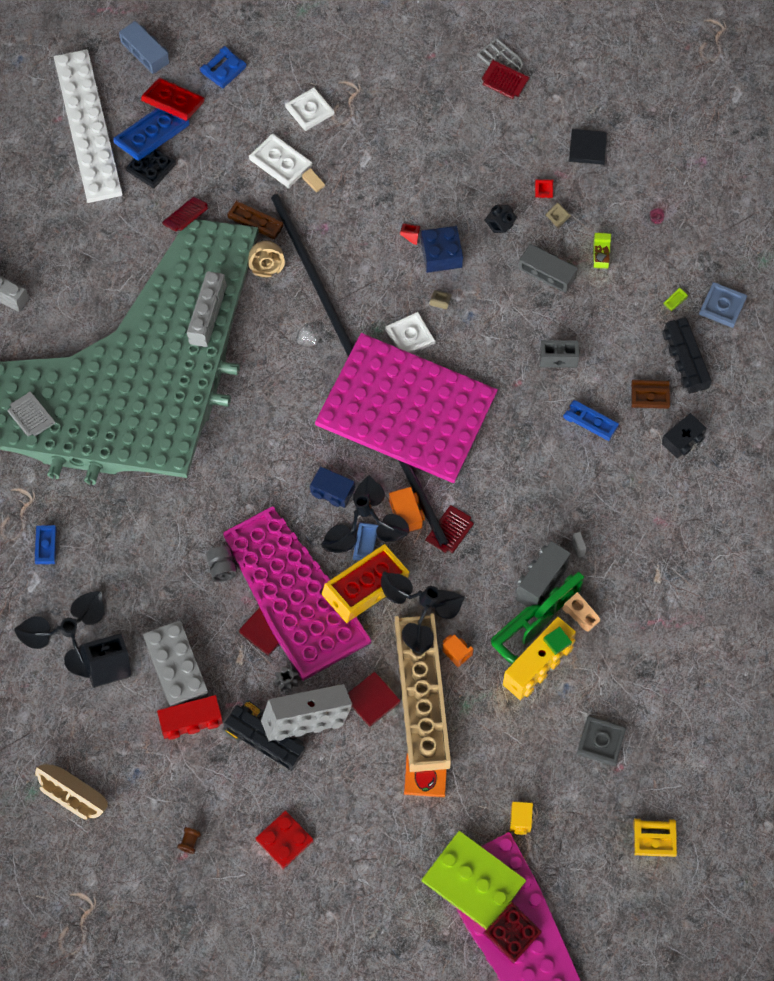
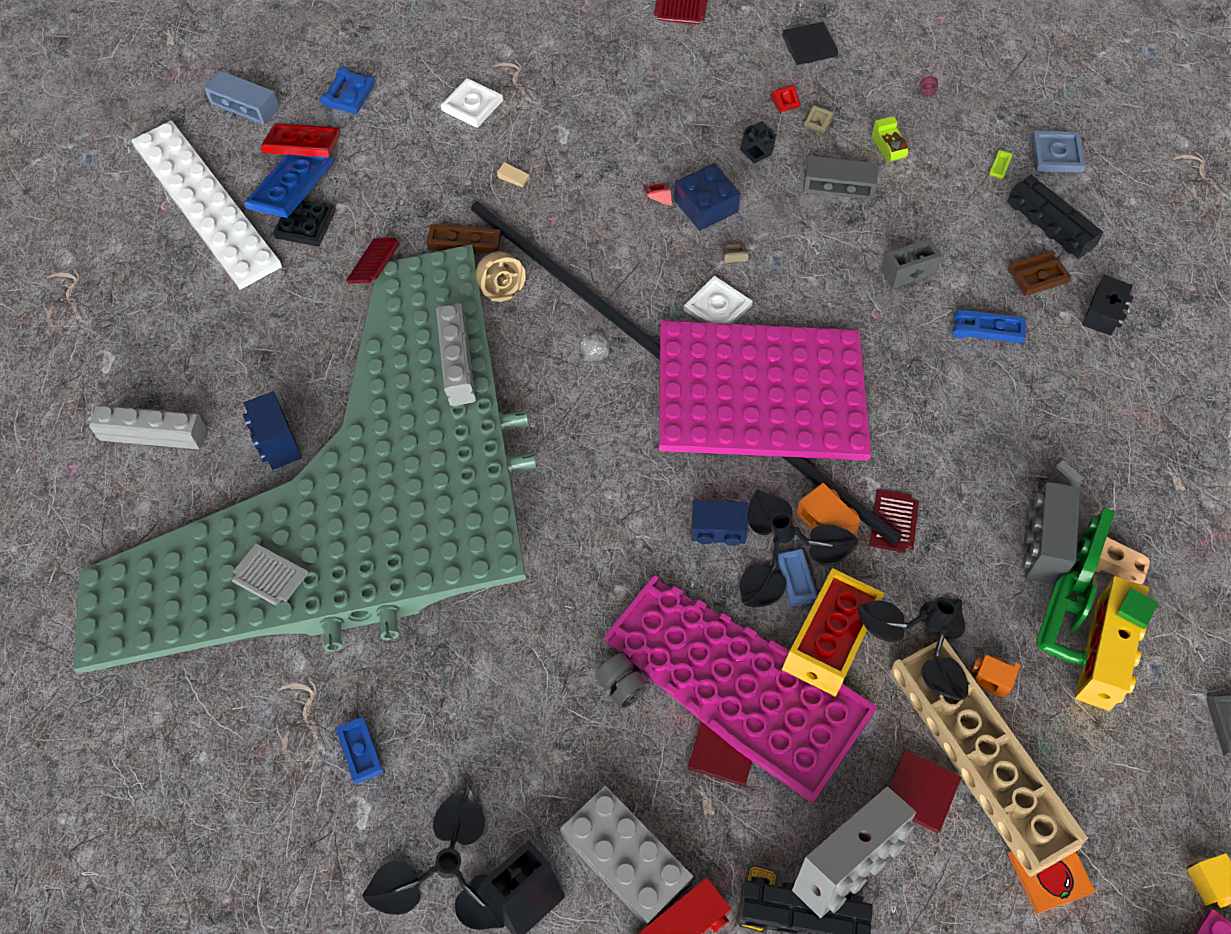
camera: 20 degrees left, 5 degrees down
(68, 318) = (270, 431): none -> dark blue brick
(280, 160) = (463, 166): white tile -> none
(289, 683) = (783, 814): flat silver gear -> none

